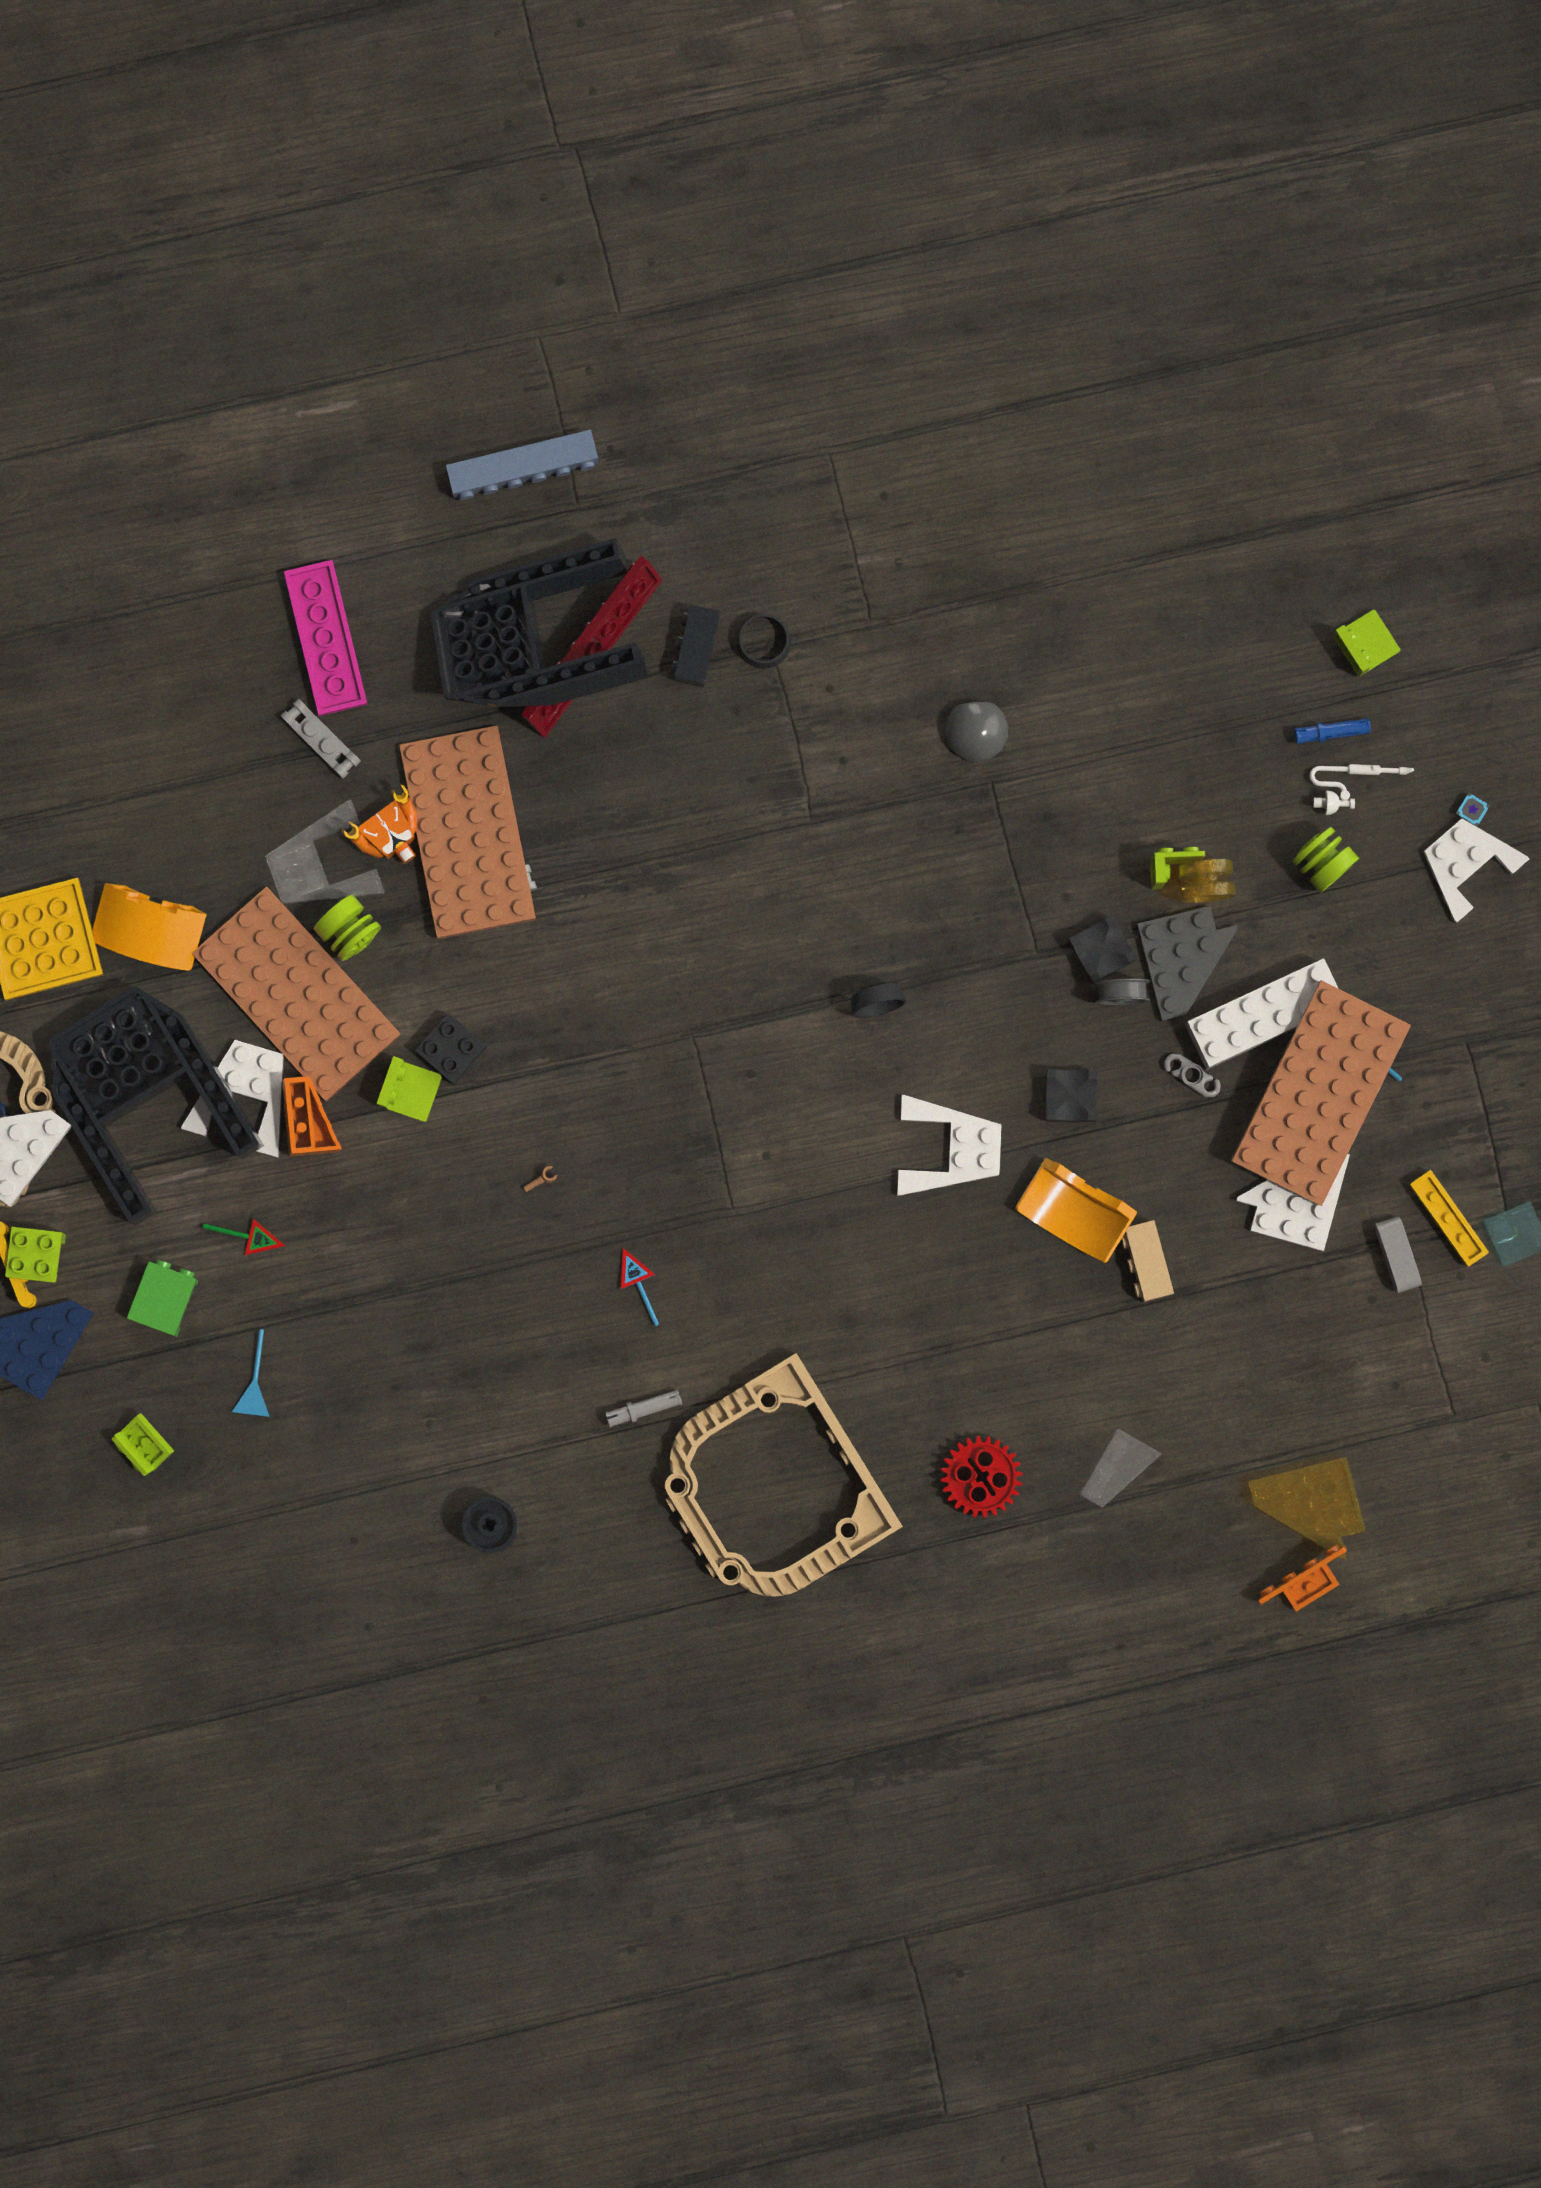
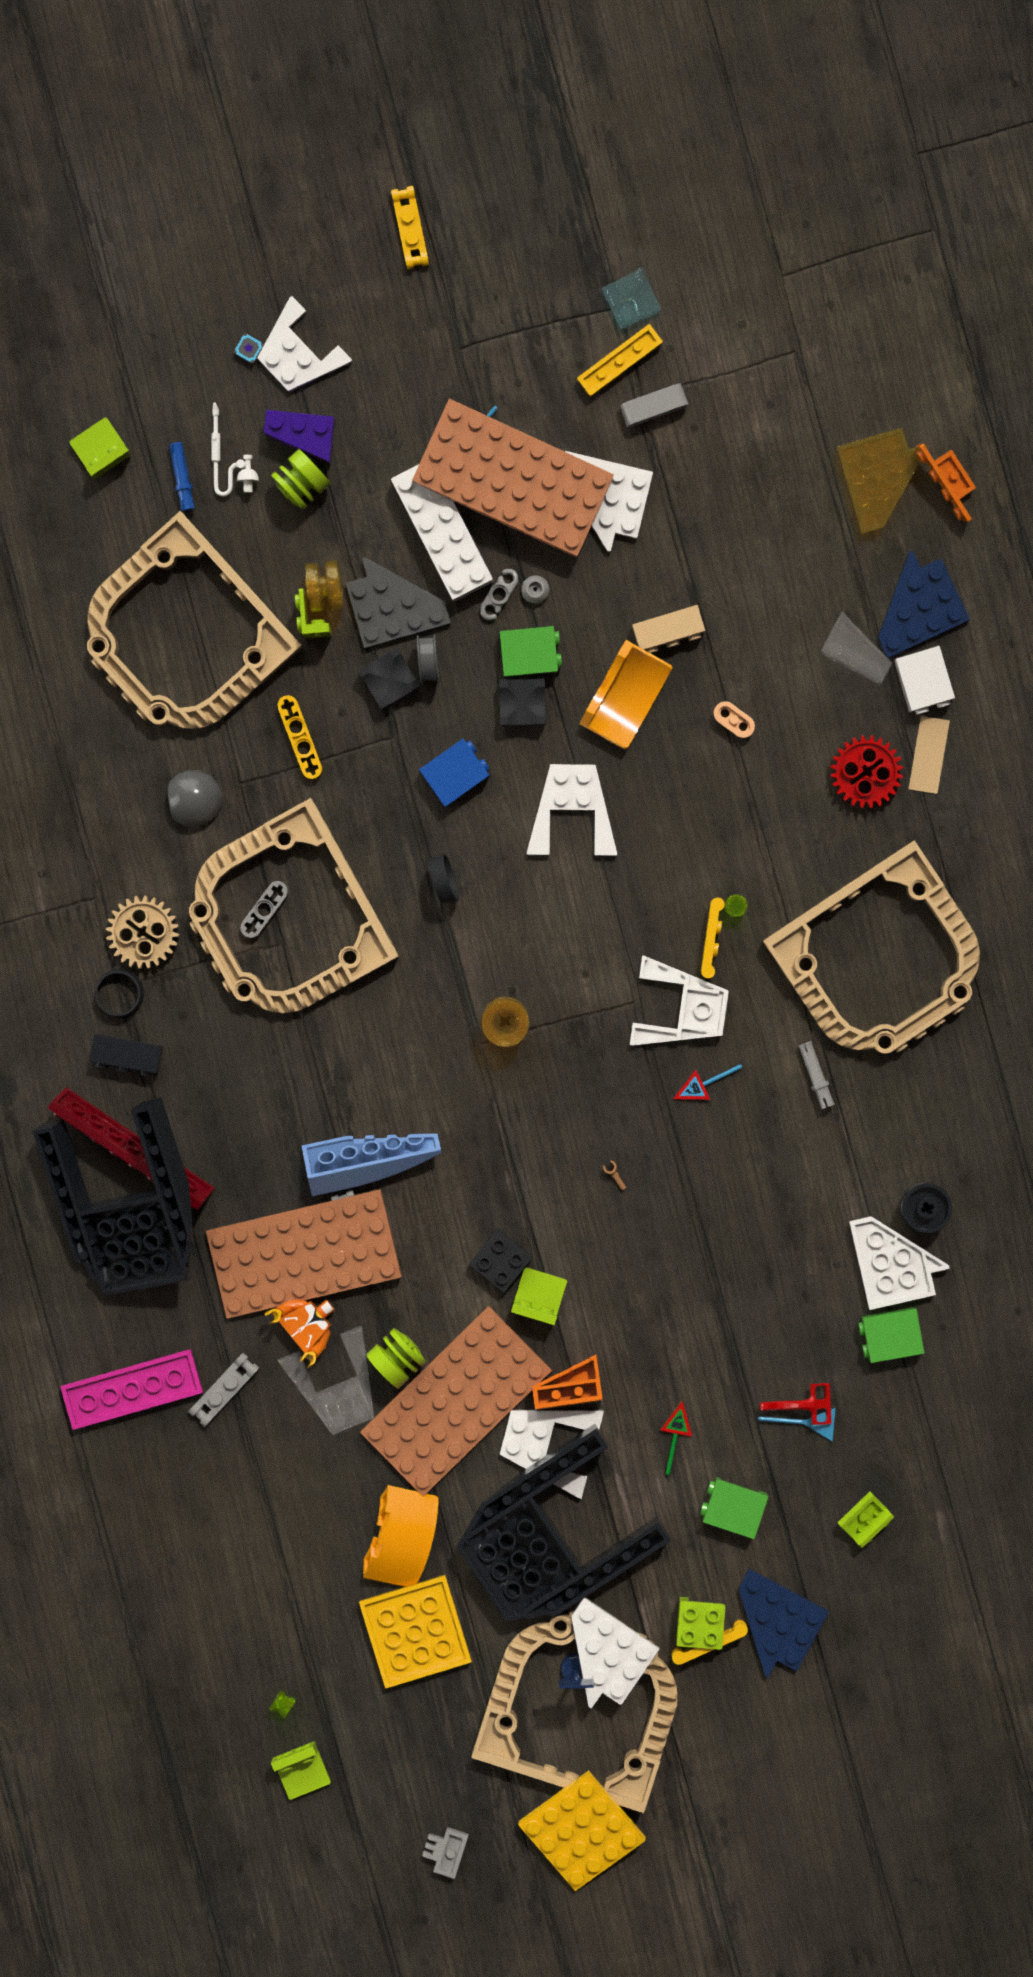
camera: 90 degrees left, 5 degrees up
(275, 1387) = (810, 1404): none -> red piece
(348, 1481) = (891, 1335): none -> bright green brick
(426, 1485) = (891, 1265): none -> white wing
(566, 892) = (355, 1162): none -> medium blue wedge
(702, 1063) = (505, 1034): none -> clear yellow wheel
(719, 1281) = (700, 1012): none -> white wing
(808, 920) = (304, 826): none -> tan arch
(812, 656) = (131, 949): none -> tan gear
(812, 1299) = (710, 946): none -> yellow plate
(834, 1327) = (733, 907): none -> clear neon green wheel
(850, 813) = (259, 926): none -> light grey beam
(996, 1019) = (455, 772): none -> blue brick
(998, 1549) = (929, 754): none -> tan sticker
(1040, 850) = (297, 738): none -> yellow beam
(1044, 1331) = (735, 717): none -> light nougat plate
(1081, 1546) = (924, 680): none -> white brick
(1127, 1106) = (530, 651): none -> bright green panel
(1149, 823) = (183, 541): none -> tan arch
(1164, 1545) = (921, 607): none -> dark blue wing
(1188, 1115) = (535, 596): none -> light grey plate
(1378, 865) = (302, 431): none -> dark purple wedge

